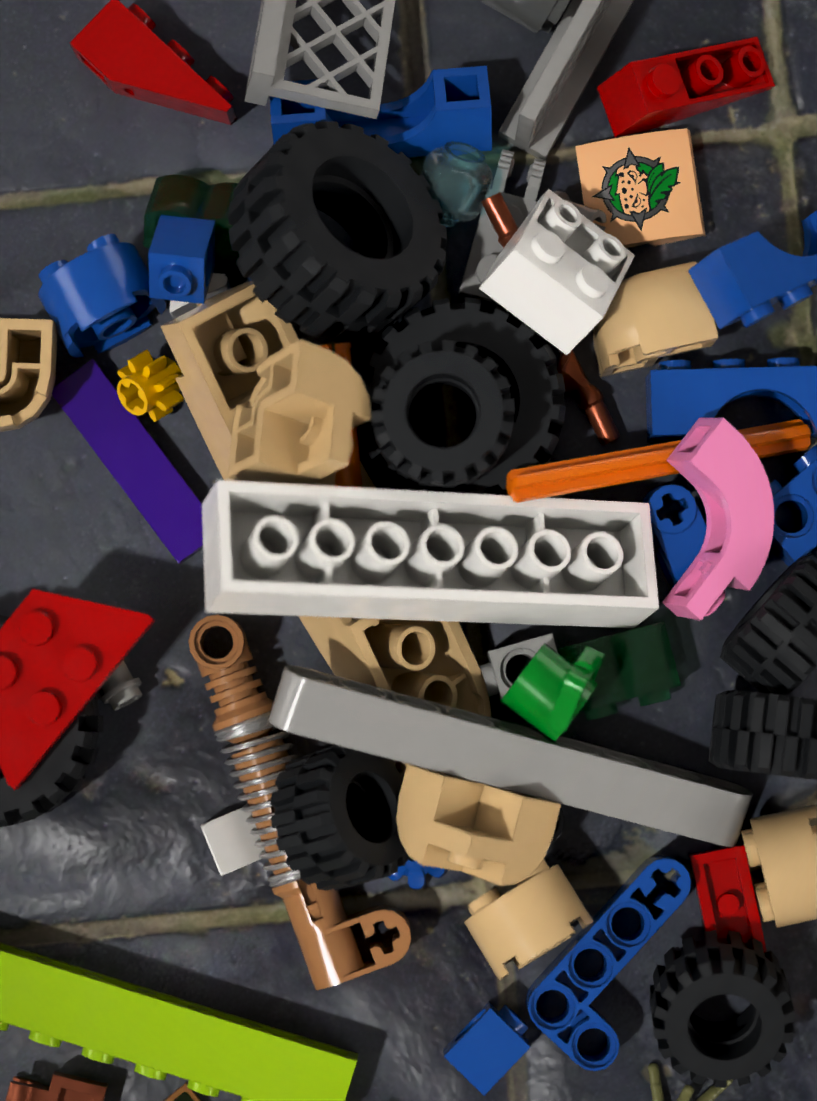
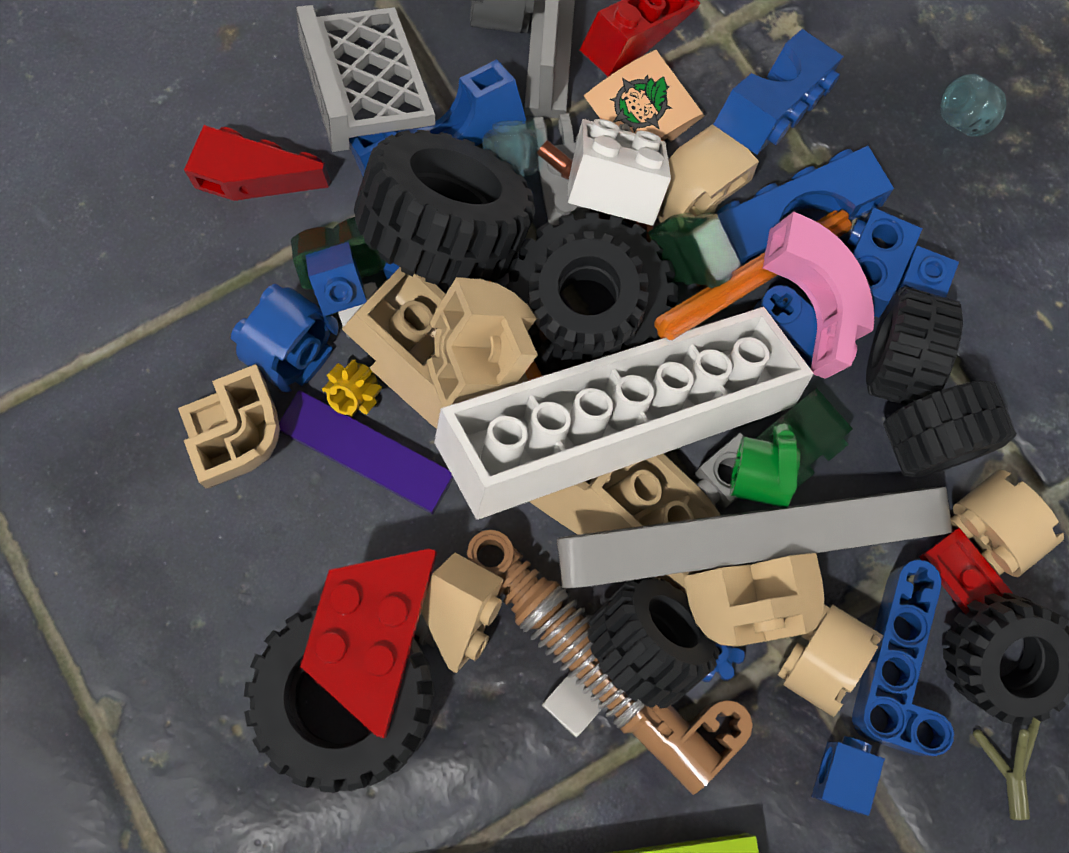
camera: 30 degrees left, 10 degrees down
(157, 686) = (459, 607): none -> tan slope
(597, 405) = (696, 249): none -> clear green brick

